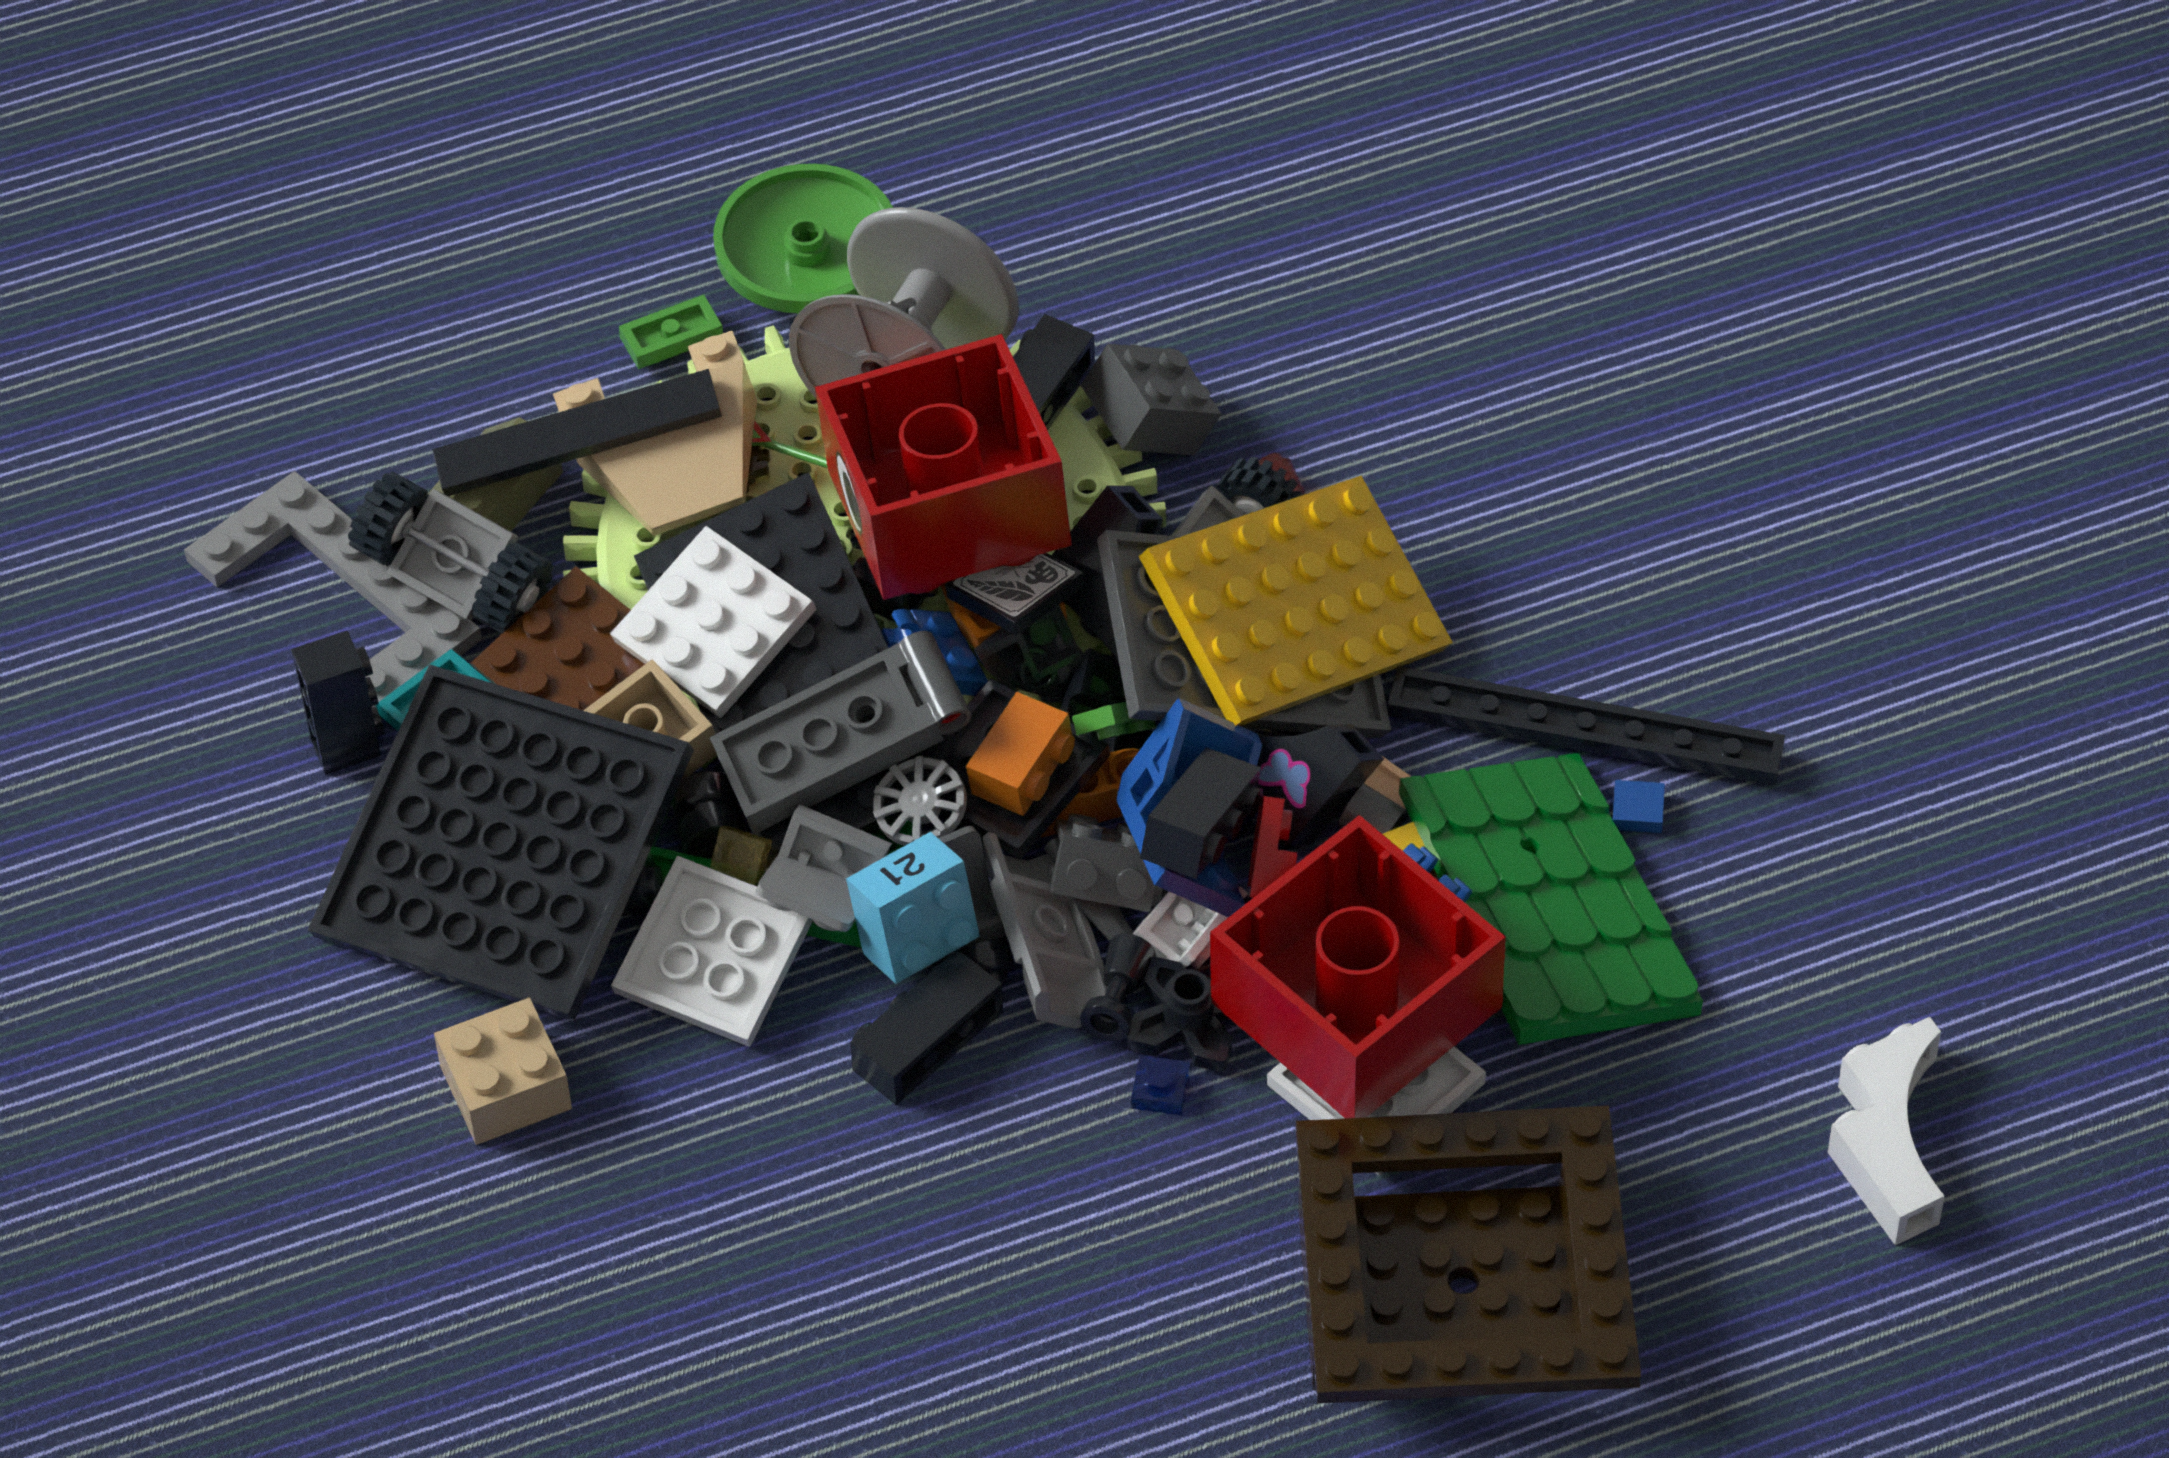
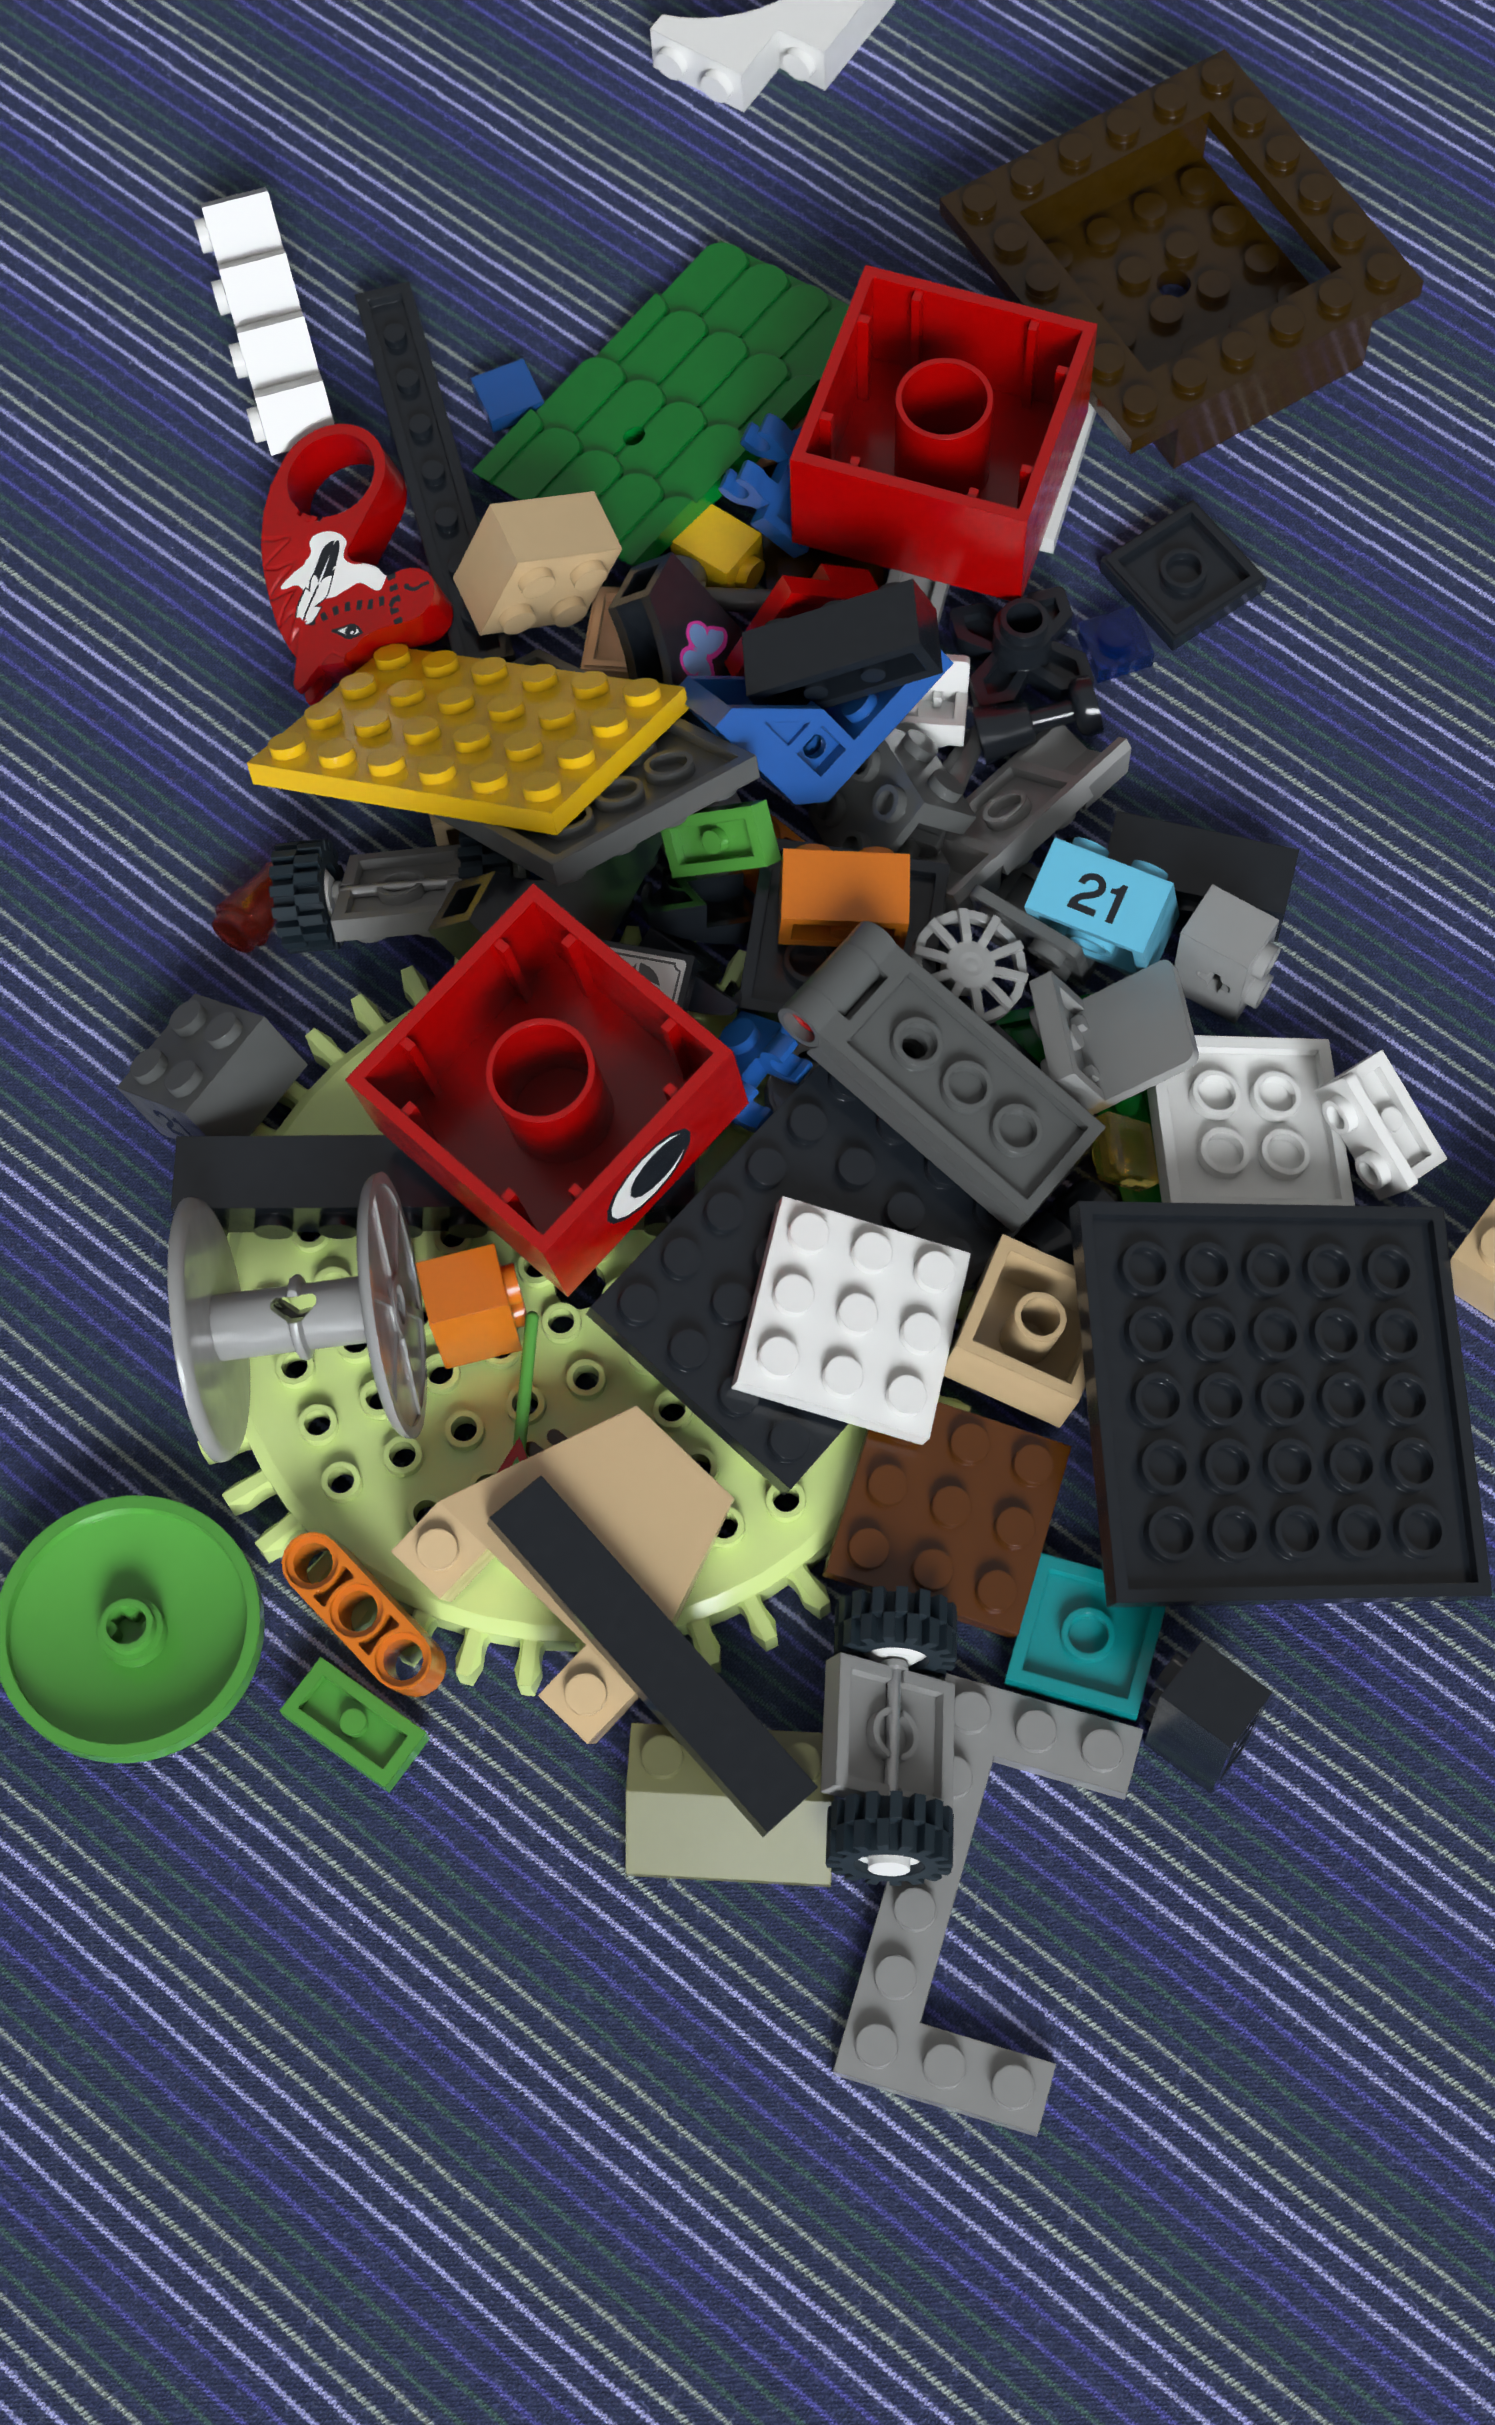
camera: 115 degrees left, 15 degrees up
(657, 1023) = (1380, 1126): none -> white bracket
(756, 322) = (334, 1603): none -> orange beam
(842, 988) = (1227, 954): none -> light grey brick
(1193, 1159) = (1182, 575): none -> black tile
(1435, 716) = (536, 563): none -> tan brick
(1539, 622) = (325, 573): none -> red animal
(1765, 669) = (267, 319): none -> white brick

